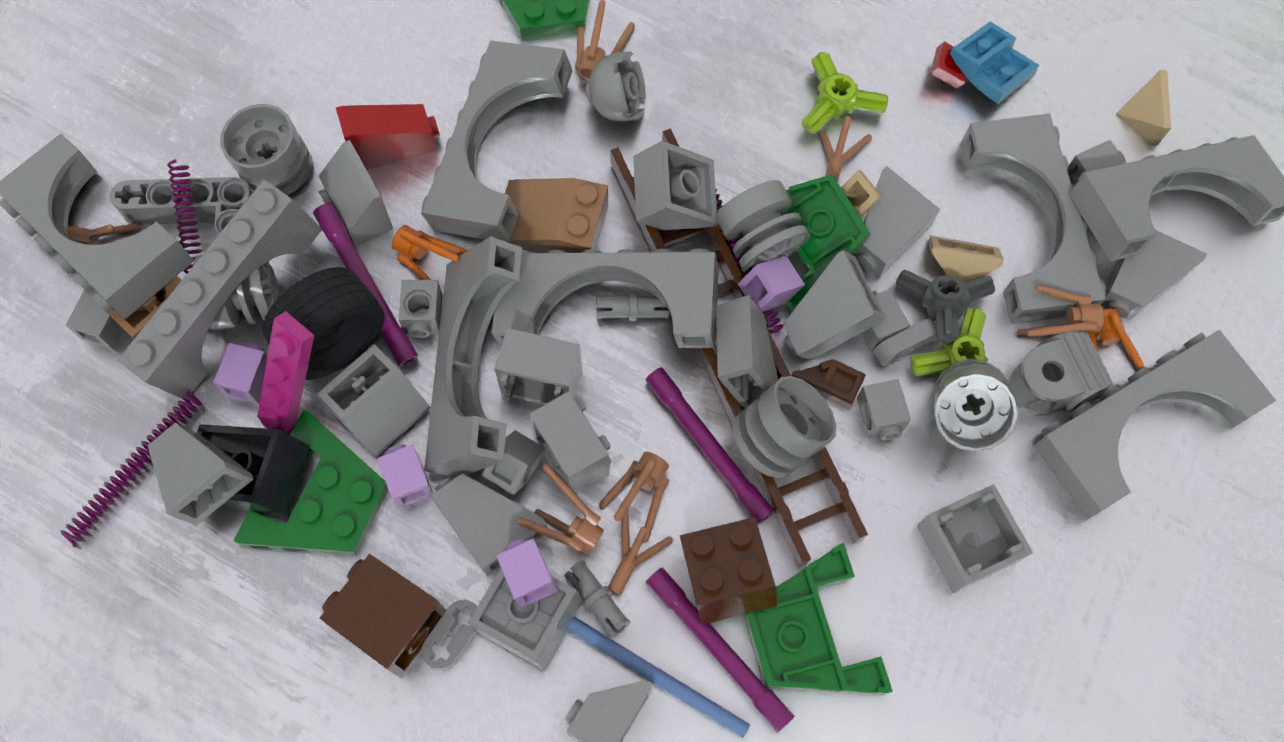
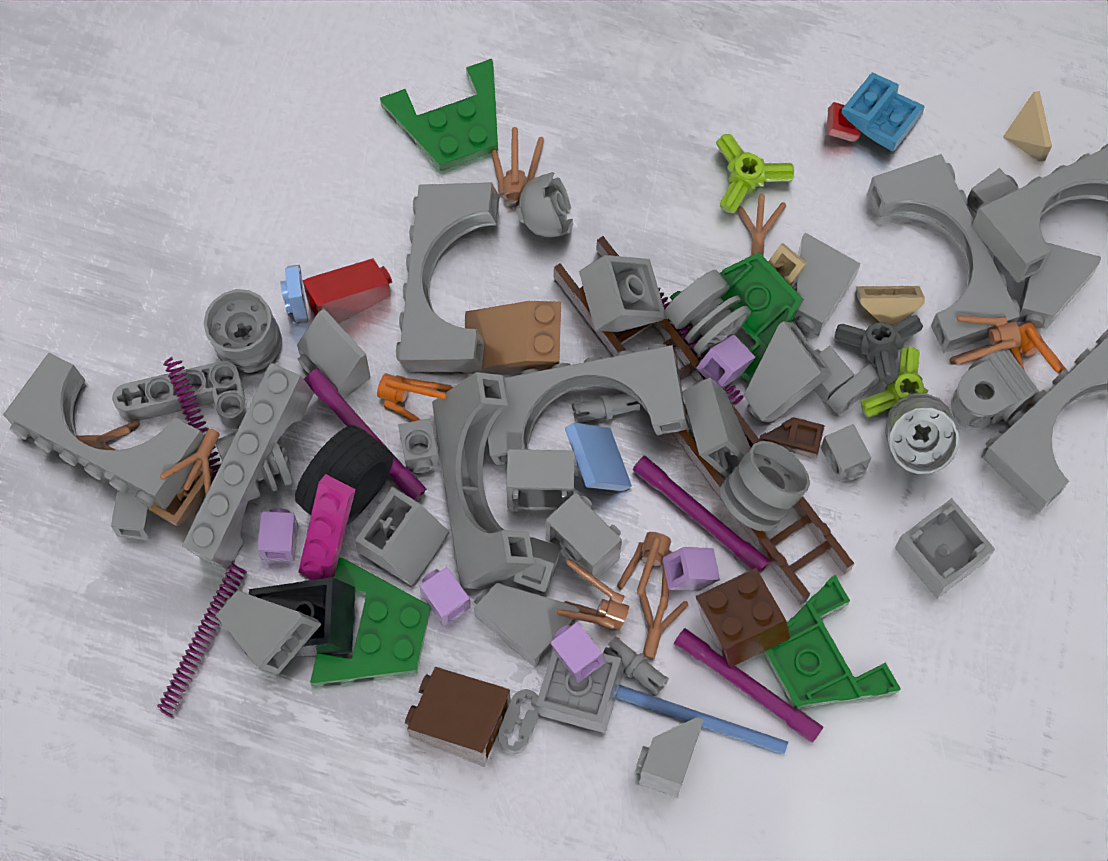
camera: 10 degrees left, 0 degrees up
(173, 268) = (200, 458): none -> nougat plant
(327, 120) = (293, 293): none -> light blue wing
(608, 358) = (598, 457): none -> light blue tile
(683, 502) = (691, 568): none -> lavender brick

